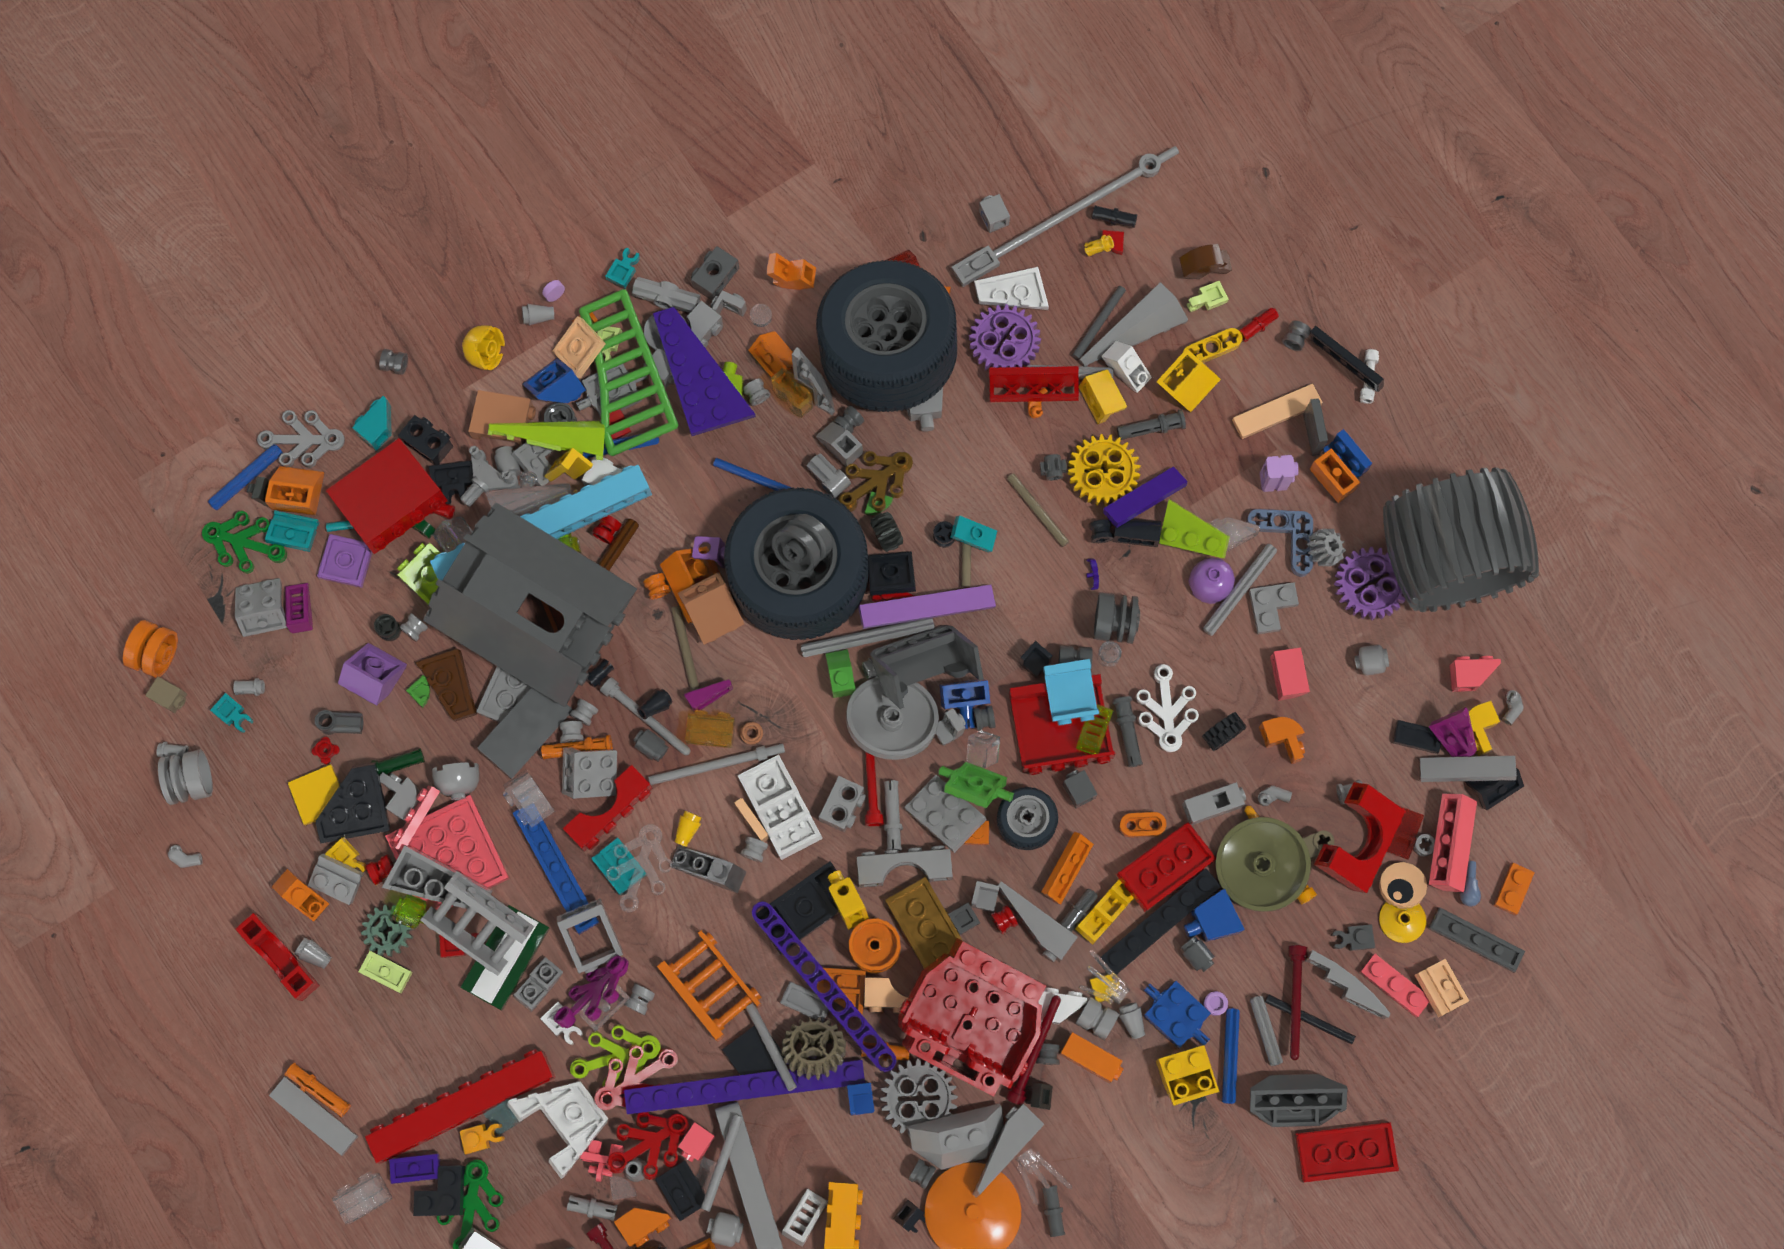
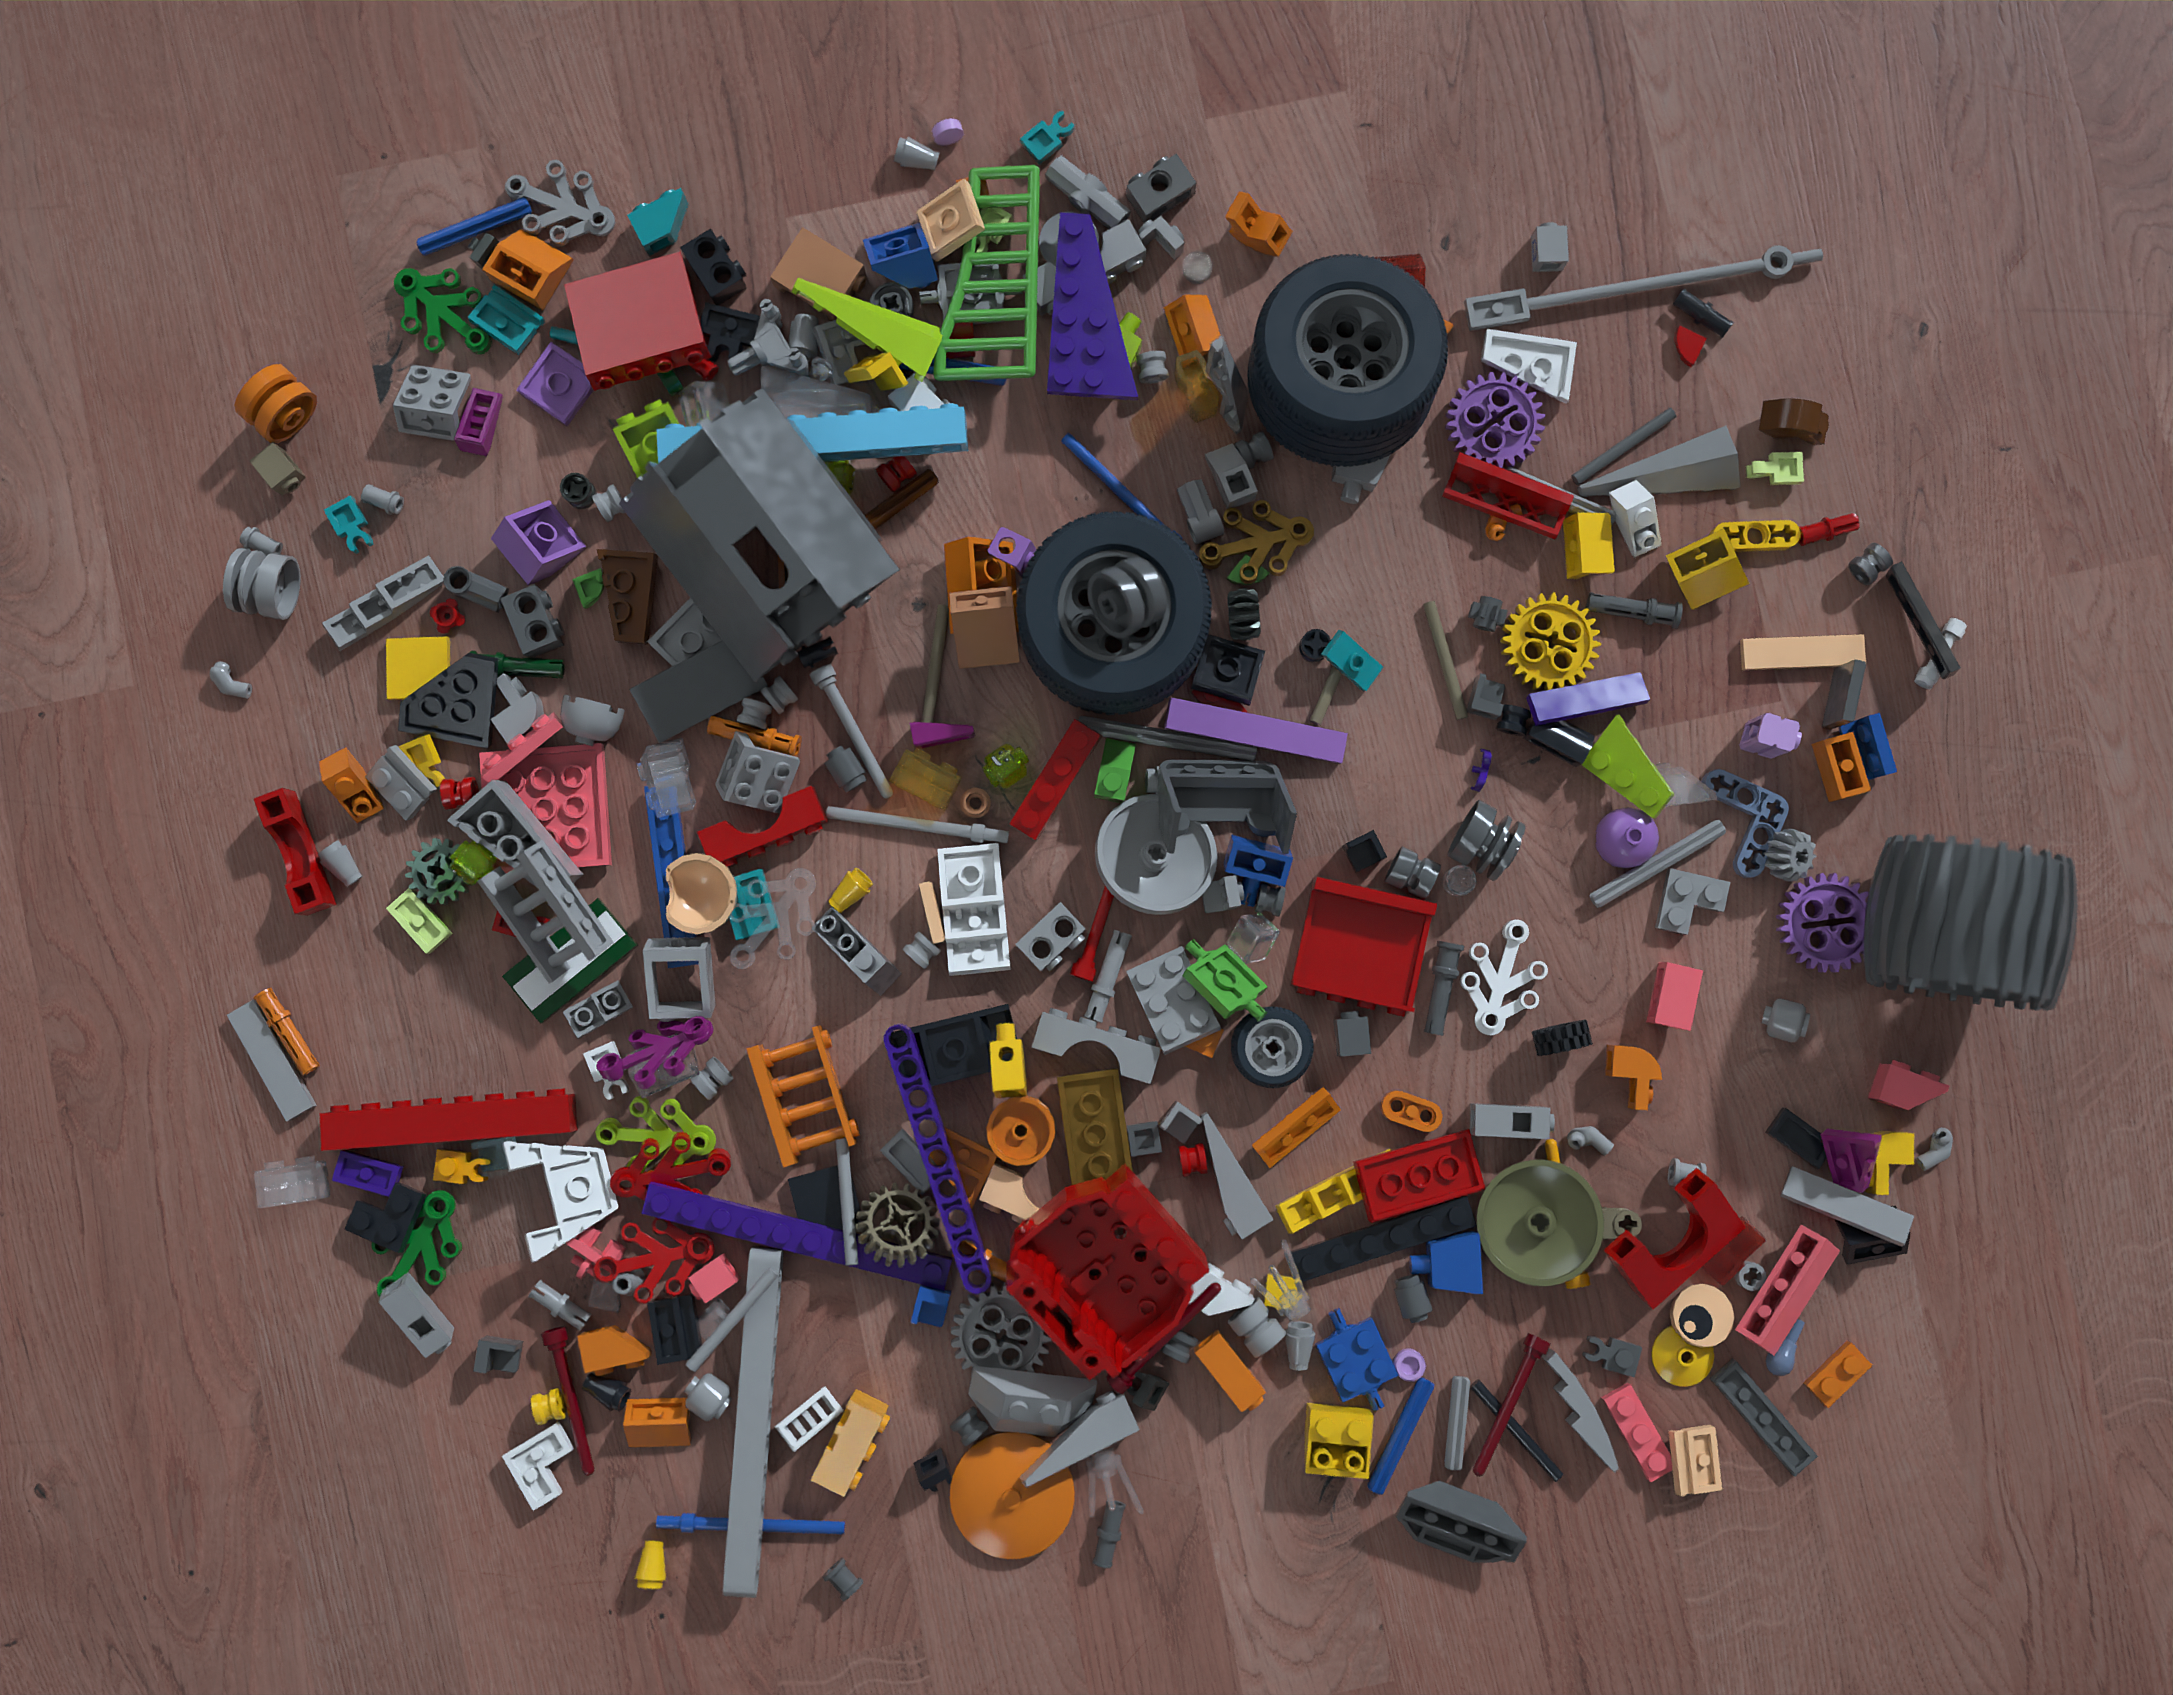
camera: 20 degrees right, 10 degrees up
(277, 758) = (384, 603): none -> light grey slope
(386, 732) = (527, 624): none -> dark grey brick
(395, 362) = (710, 146): flat silver wheel -> none
(483, 347) = (830, 172): yellow cylinder -> none
(582, 867) = (700, 893): none -> light nougat cylinder
(656, 586) = (930, 570): orange wheel -> none
(656, 703) = (871, 719): black cone -> none
(762, 698) = (1005, 765): none -> clear neon green head
(801, 693) = (1055, 779): none -> red arch
(1070, 691) = (1390, 913): medium azure panel -> none
(1076, 524) = (1486, 698): none -> dark grey panel
(1079, 909) = (1289, 1184): dark grey axle -> none
(1091, 743) = (1385, 988): clear neon green slope -> none
(1105, 243) = (1665, 344): yellow pin -> none
(1346, 1152) = (1492, 1607): red tile -> none

